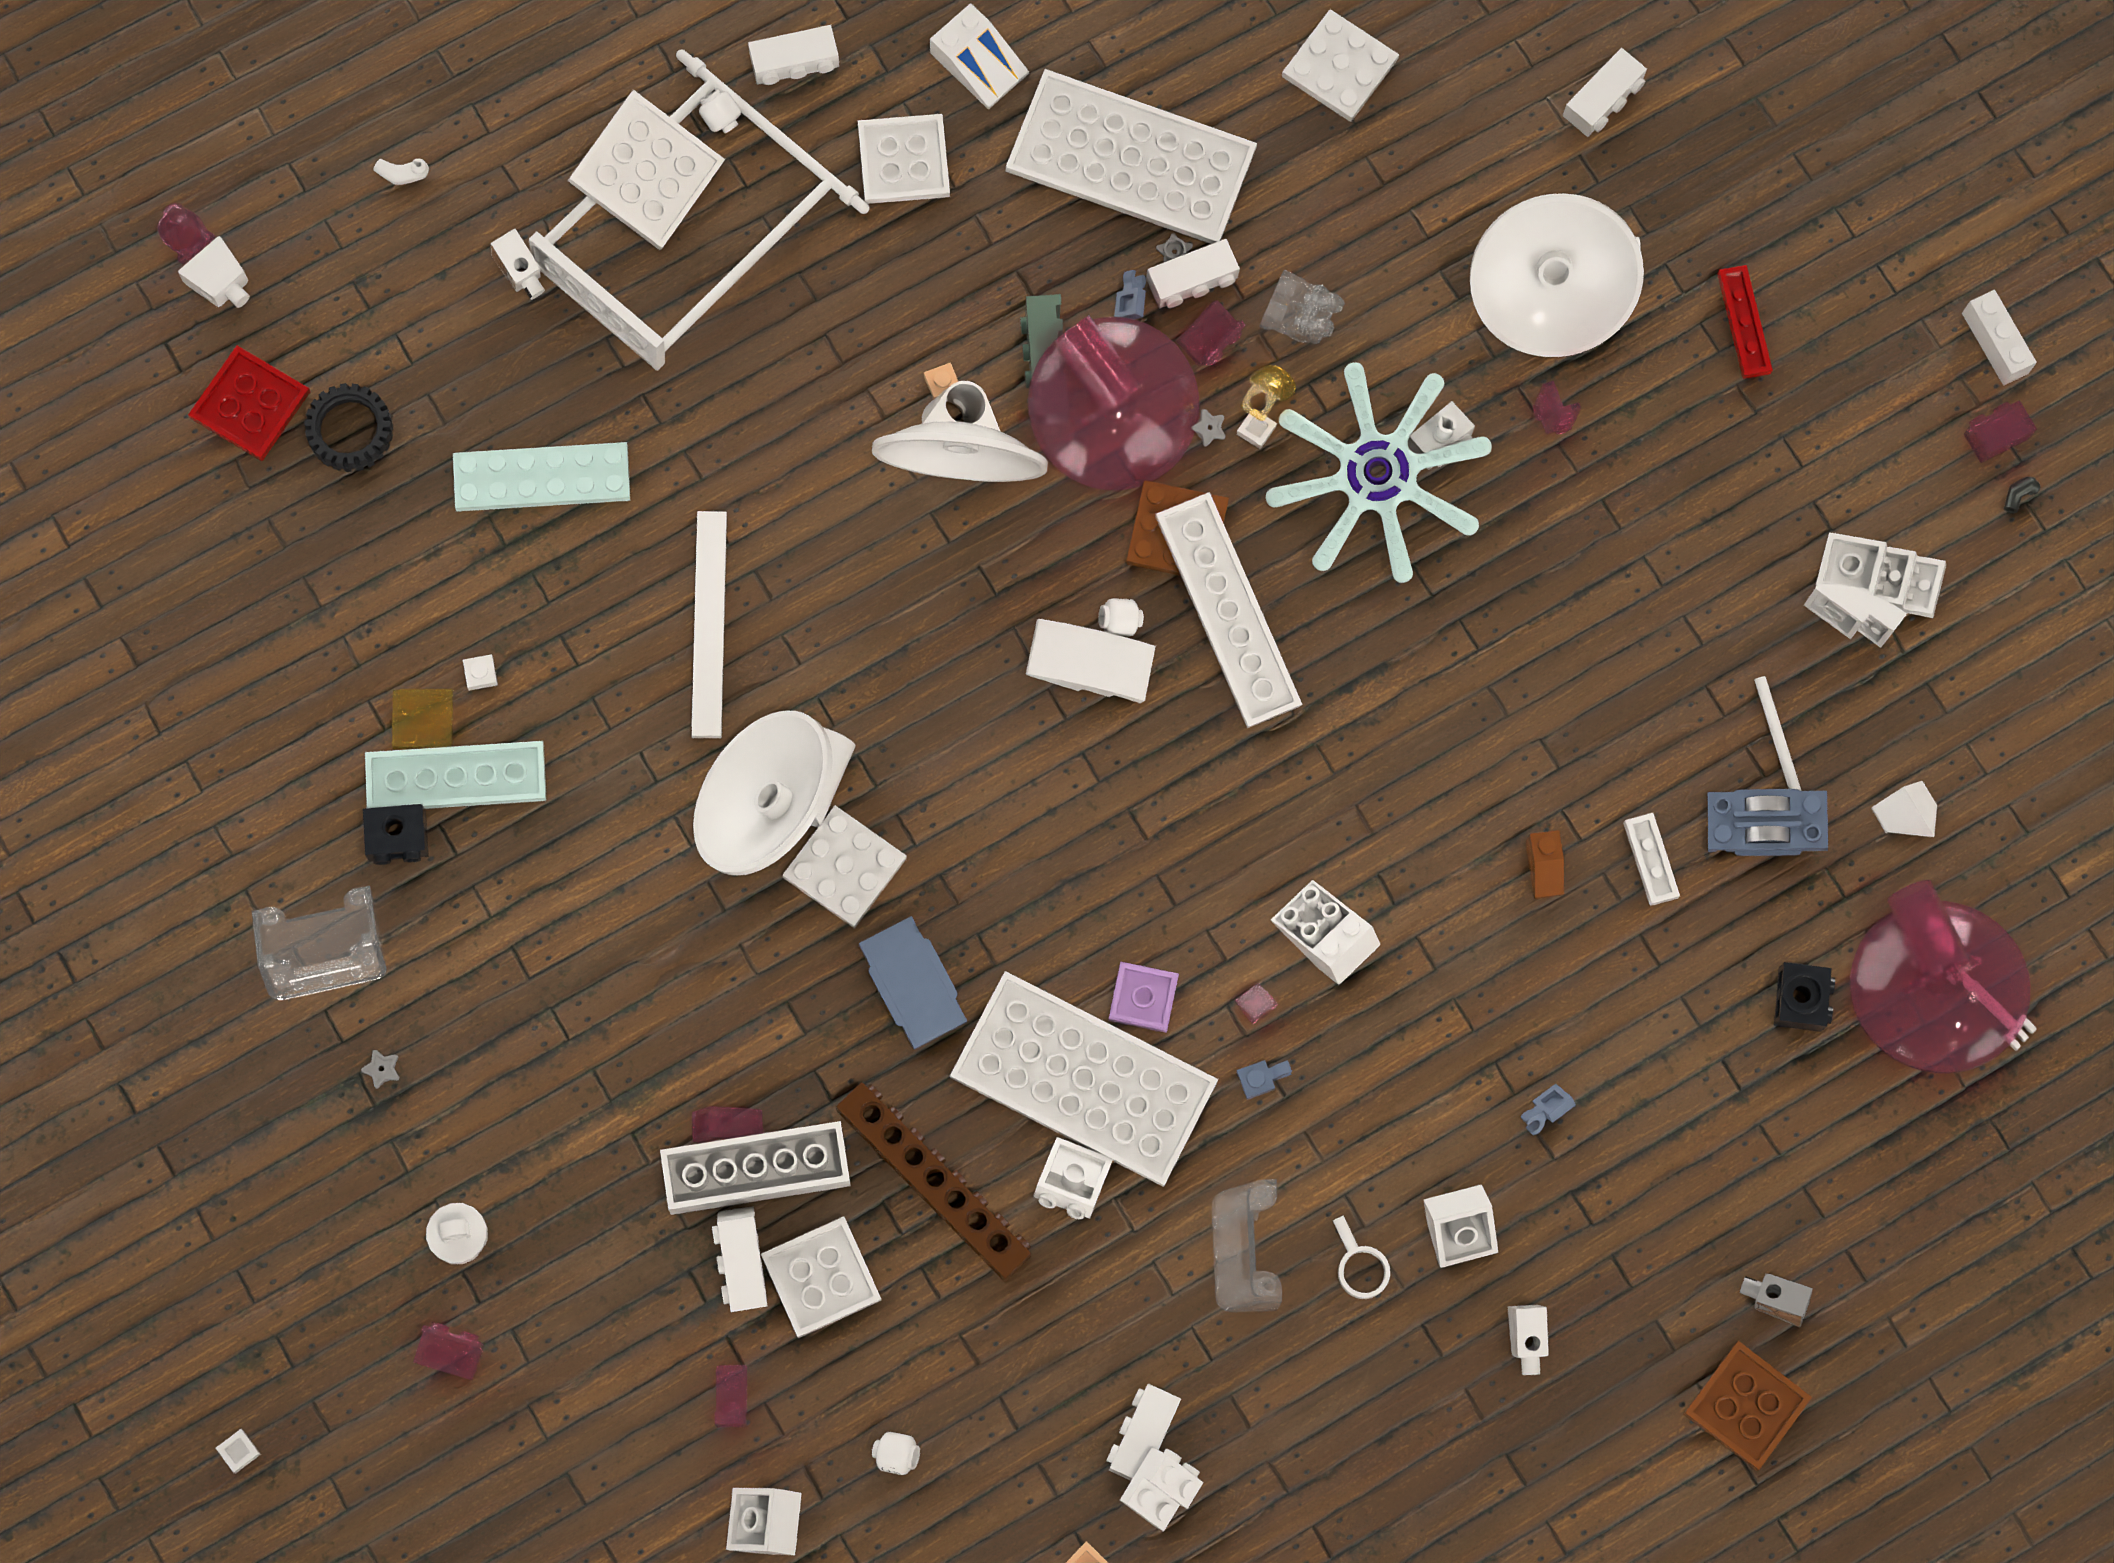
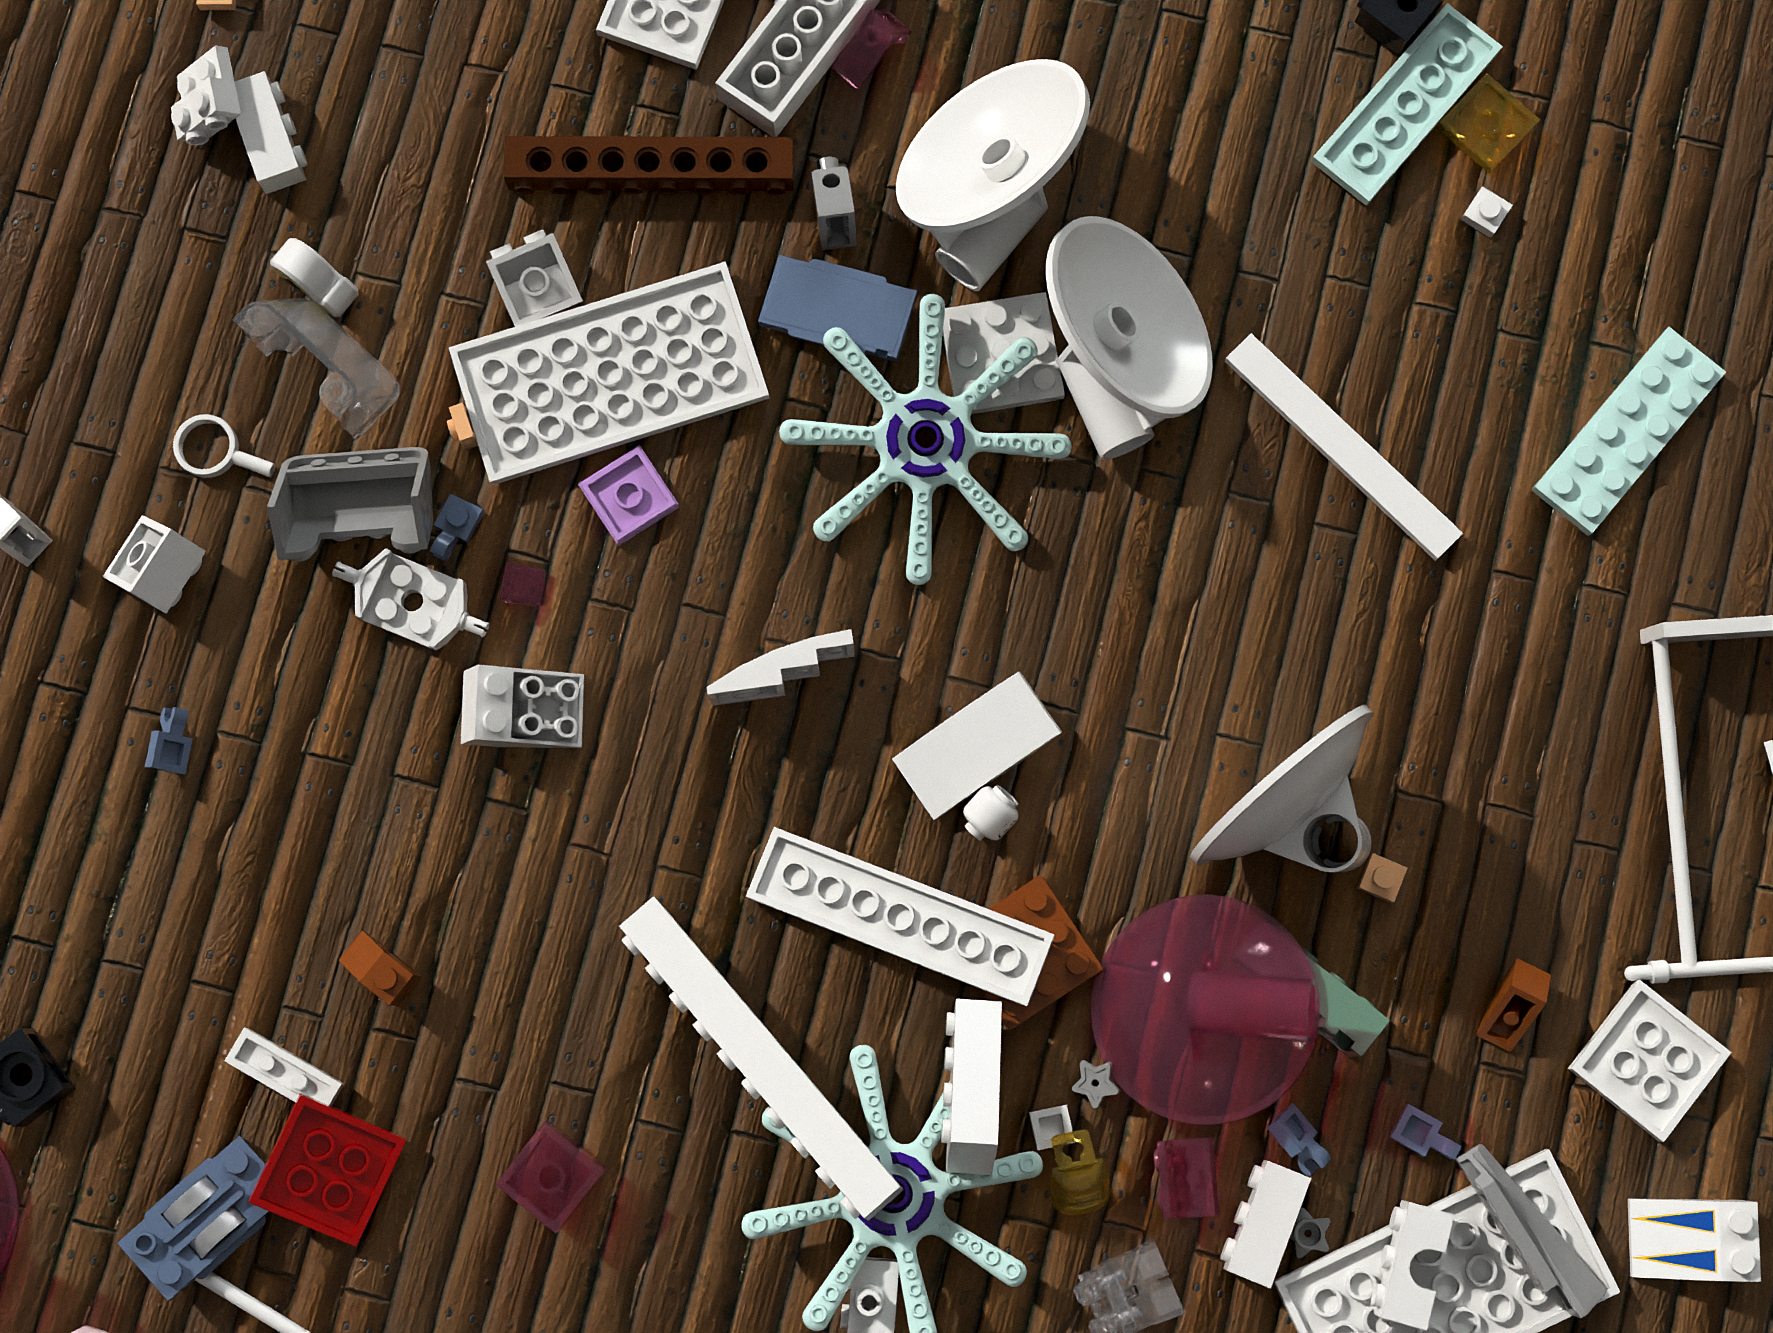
camera: 140 degrees right, 5 degrees up
(735, 968) = (984, 162): none -> white dish
(861, 1038) = (834, 205): none -> light grey torso
(937, 873) = (918, 466): none -> light aqua animal
(943, 251) = (1514, 1005): none -> dark orange slope
(1062, 133) = (1530, 1235): none -> light grey wedge
(1063, 239) = (1420, 1132): none -> sand blue plate
(1120, 192) = (1398, 1295): none -> white arch
(1165, 807) = (766, 674): none -> white slope
(1202, 1129) = (461, 426): none -> light nougat plate
(1203, 1309) = (314, 276): none -> white animal
(1279, 481) = (973, 1086): none -> white wedge
(1303, 1146) = (352, 497): none -> light grey windscreen
(1329, 1031) = (387, 582): none -> white plate
(1381, 607) = (761, 1059): none -> white brick
(1554, 657) = (552, 1176): none -> clear pink brick
(1675, 779) = (327, 1170): none -> red plate

